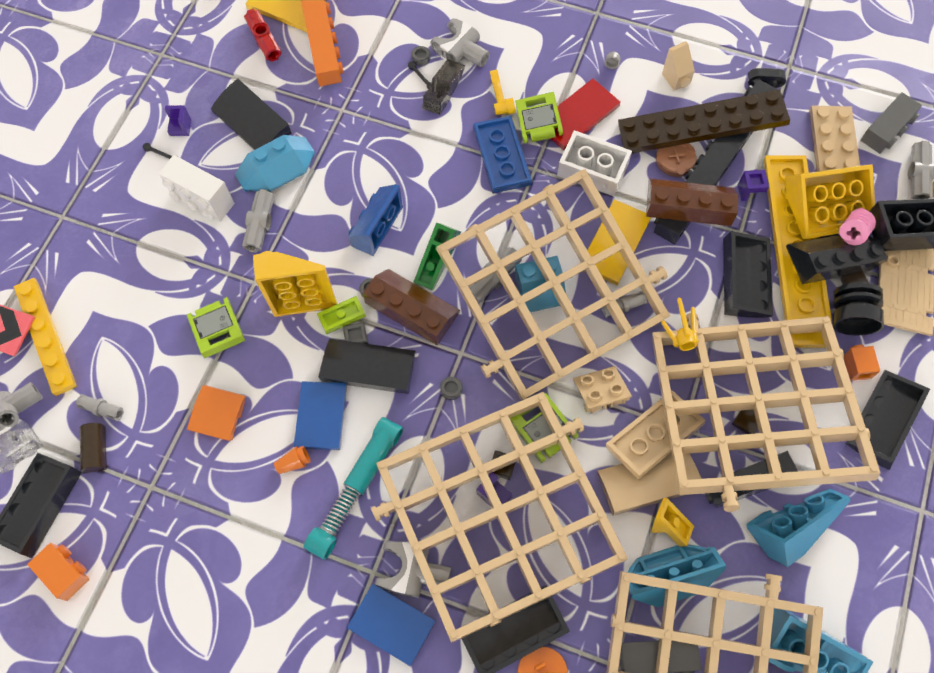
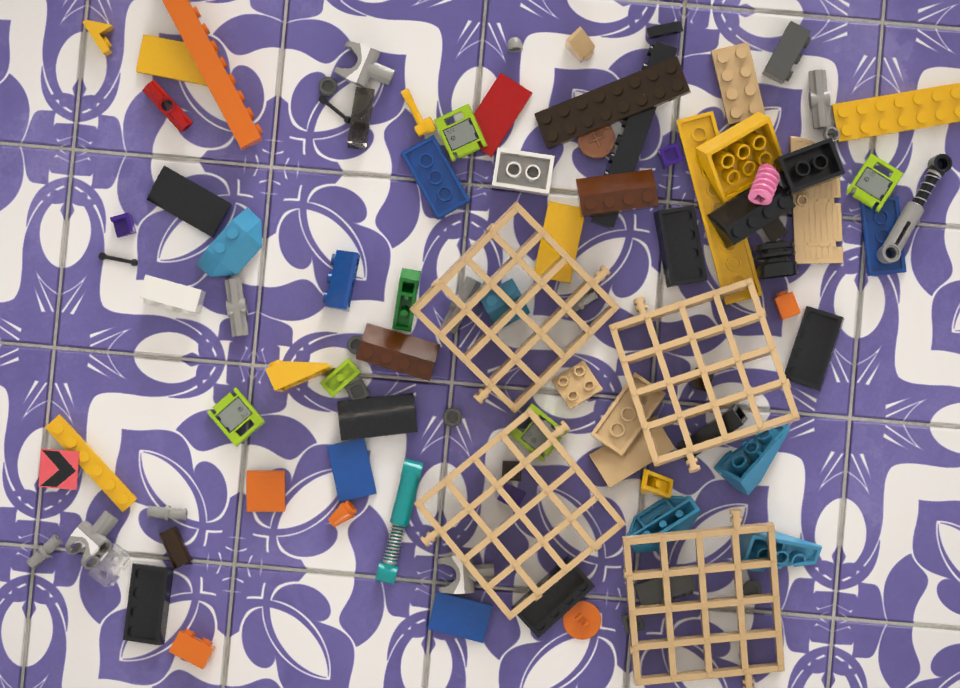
camera: 15 degrees left, 20 degrees up
(686, 337) = (636, 328): yellow plant -> none

